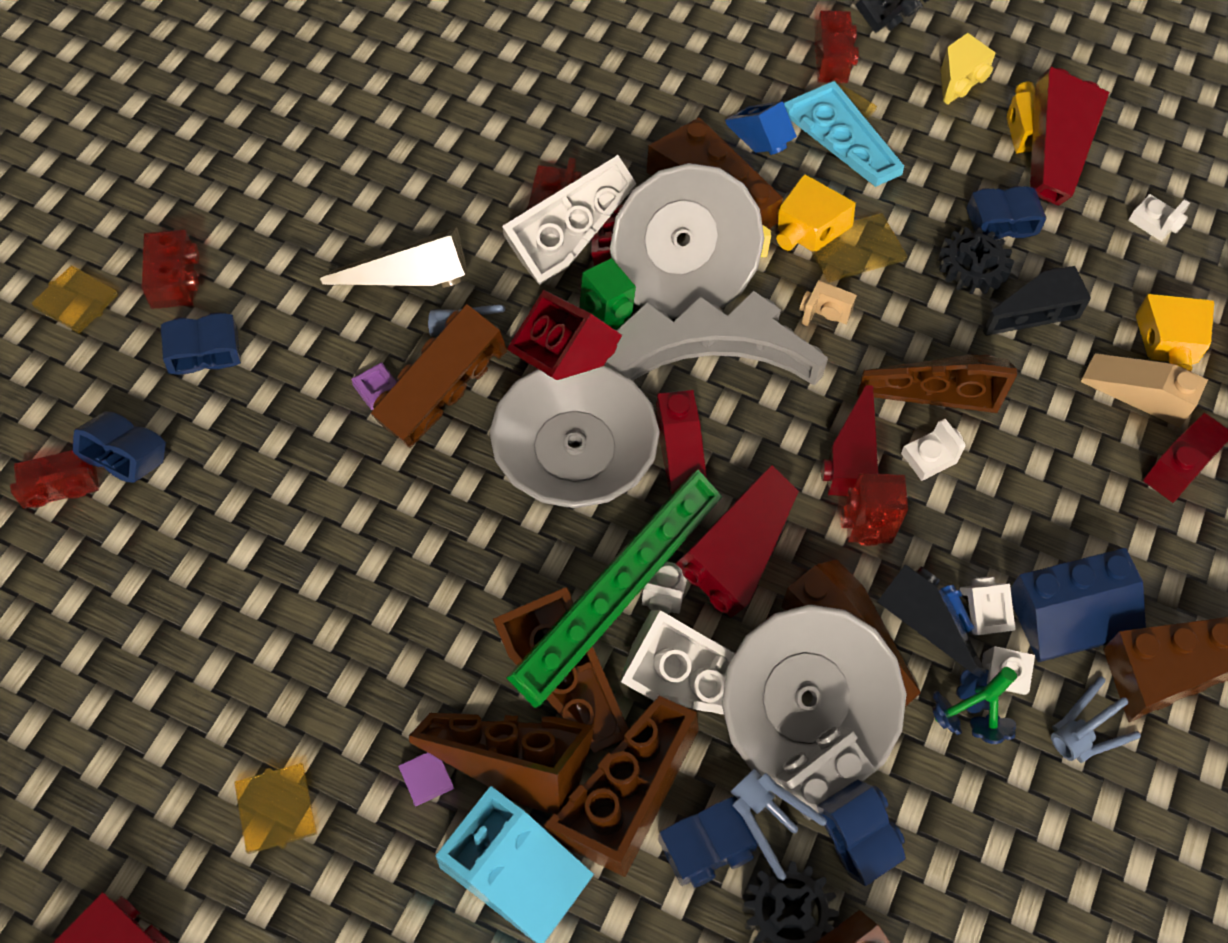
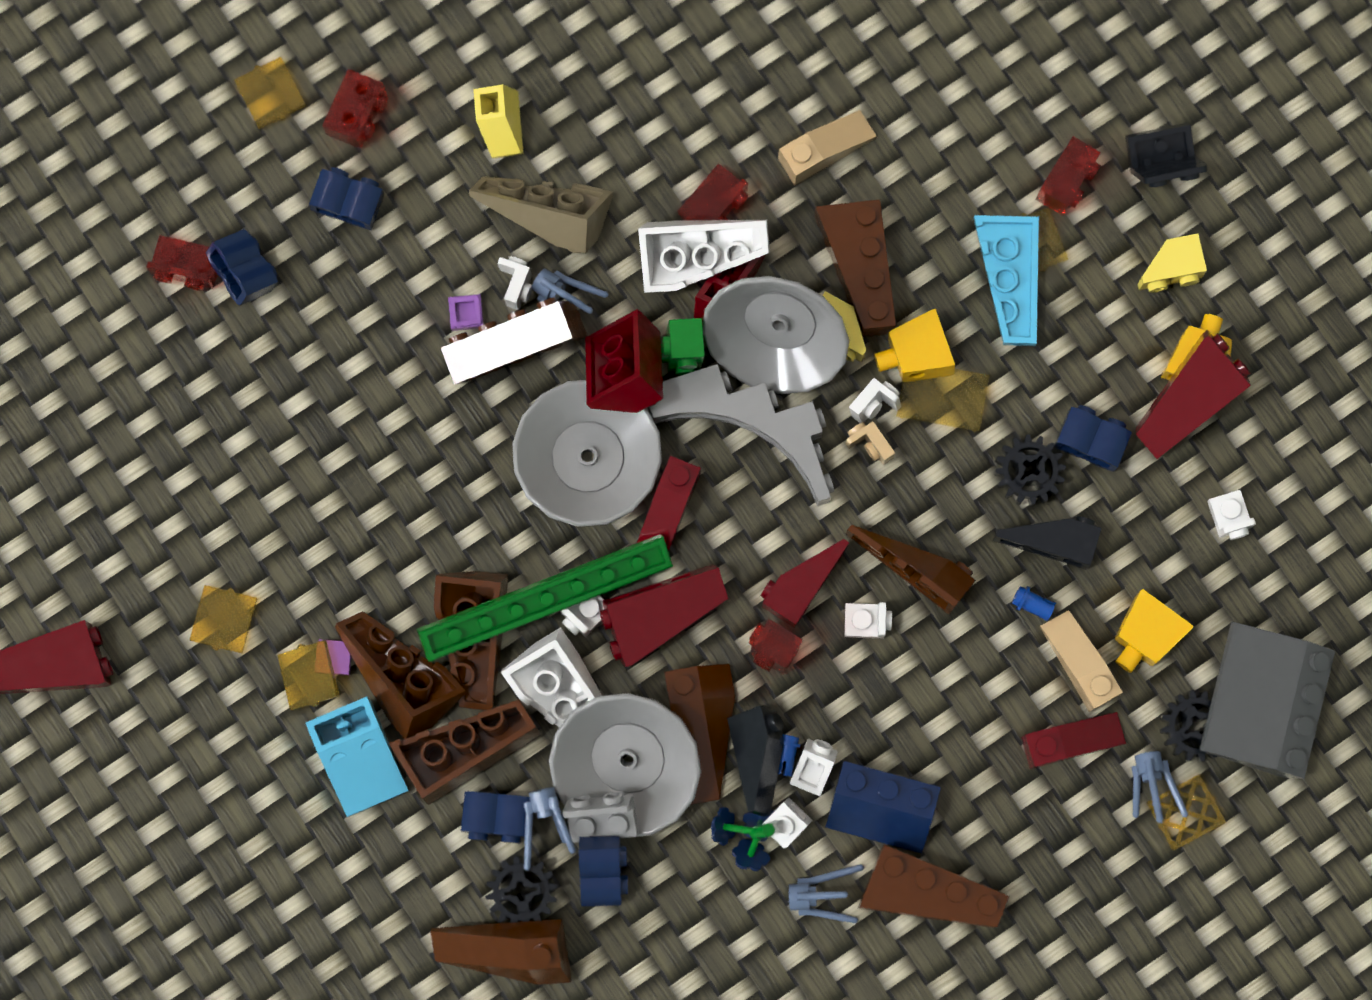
camera: 35 degrees right, 20 degrees up
(316, 213) = (499, 120): none -> light yellow slope
(407, 324) = (519, 287): none -> white bracket
(407, 811) = (308, 675): none -> clear yellow piece
(618, 117) = (824, 146): none -> tan slope
(763, 127) = (940, 229): blue slope -> none
(804, 265) = (869, 400): none -> white bracket
(1063, 361) = (1033, 603): none -> blue pin

